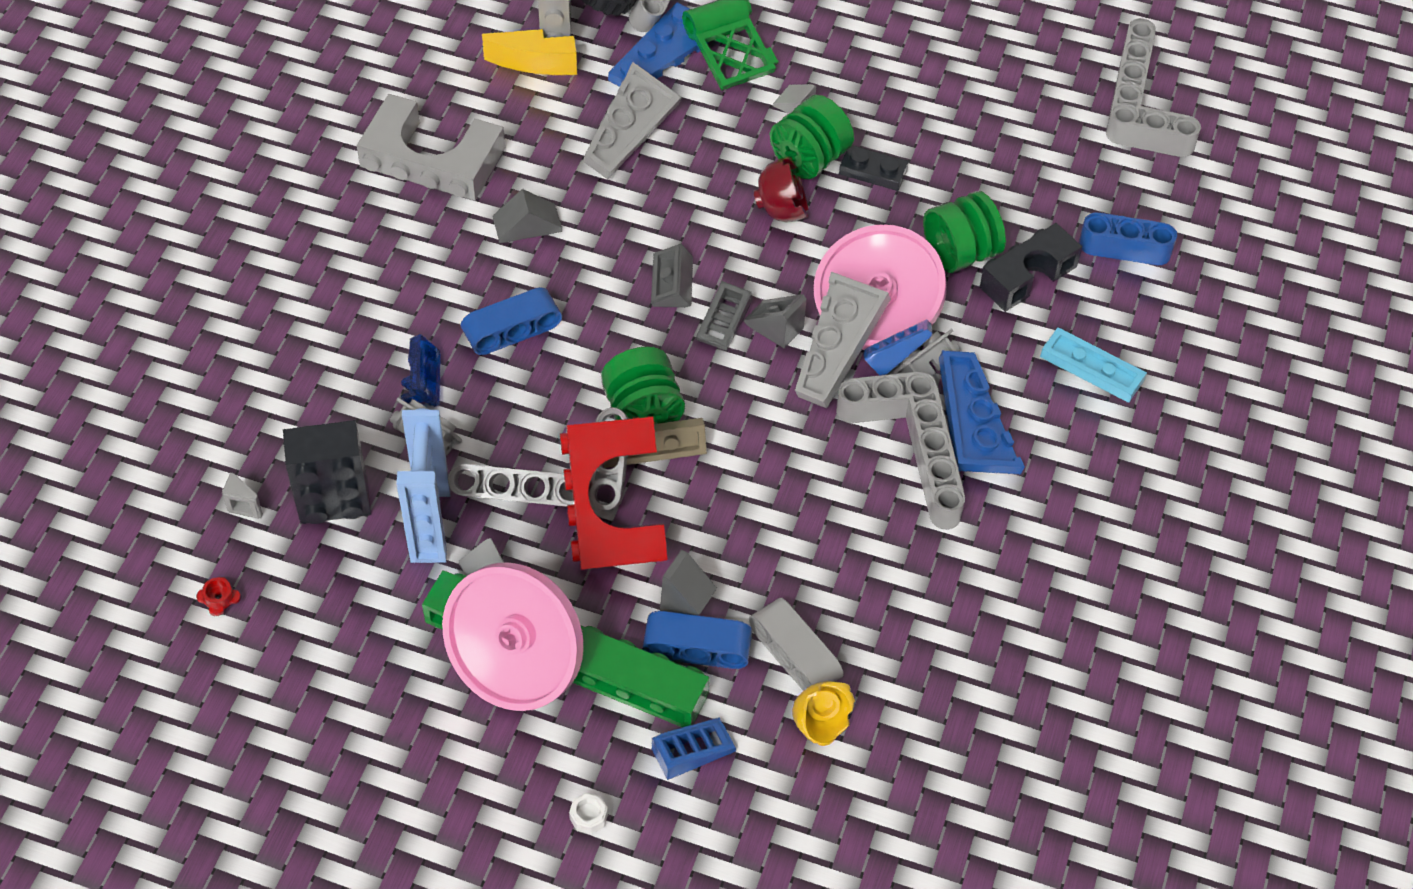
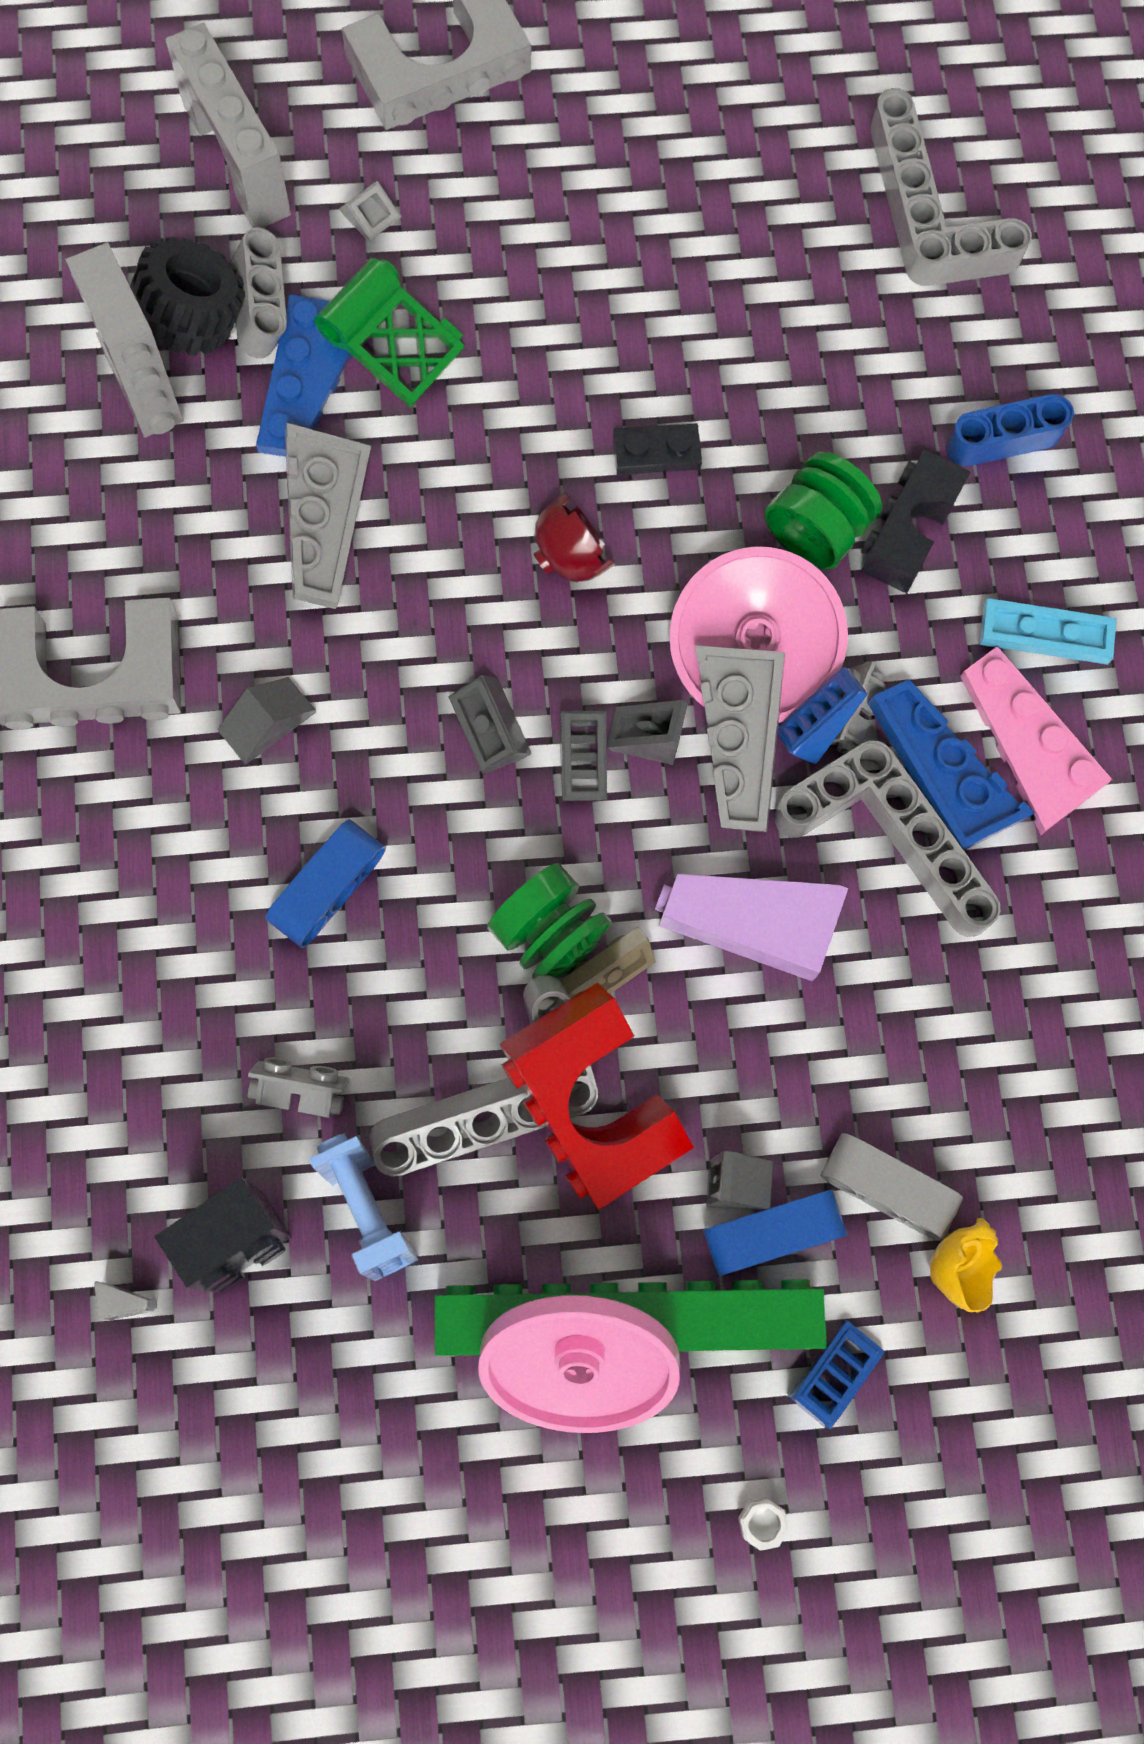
camera: 30 degrees left, 20 degrees up
(217, 587) = (153, 1455): red plate -> none
(424, 372) = (257, 1009): clear blue plate -> none
(479, 557) = (468, 1250): light grey slope -> none
(531, 52) = (139, 456): yellow slope -> none
(789, 451) = (756, 918): none -> lavender slope
(793, 96) = (512, 384): light grey slope -> none
(812, 135) = (571, 444): green wheel -> none
(1050, 434) = (1044, 755): none -> bright pink wing

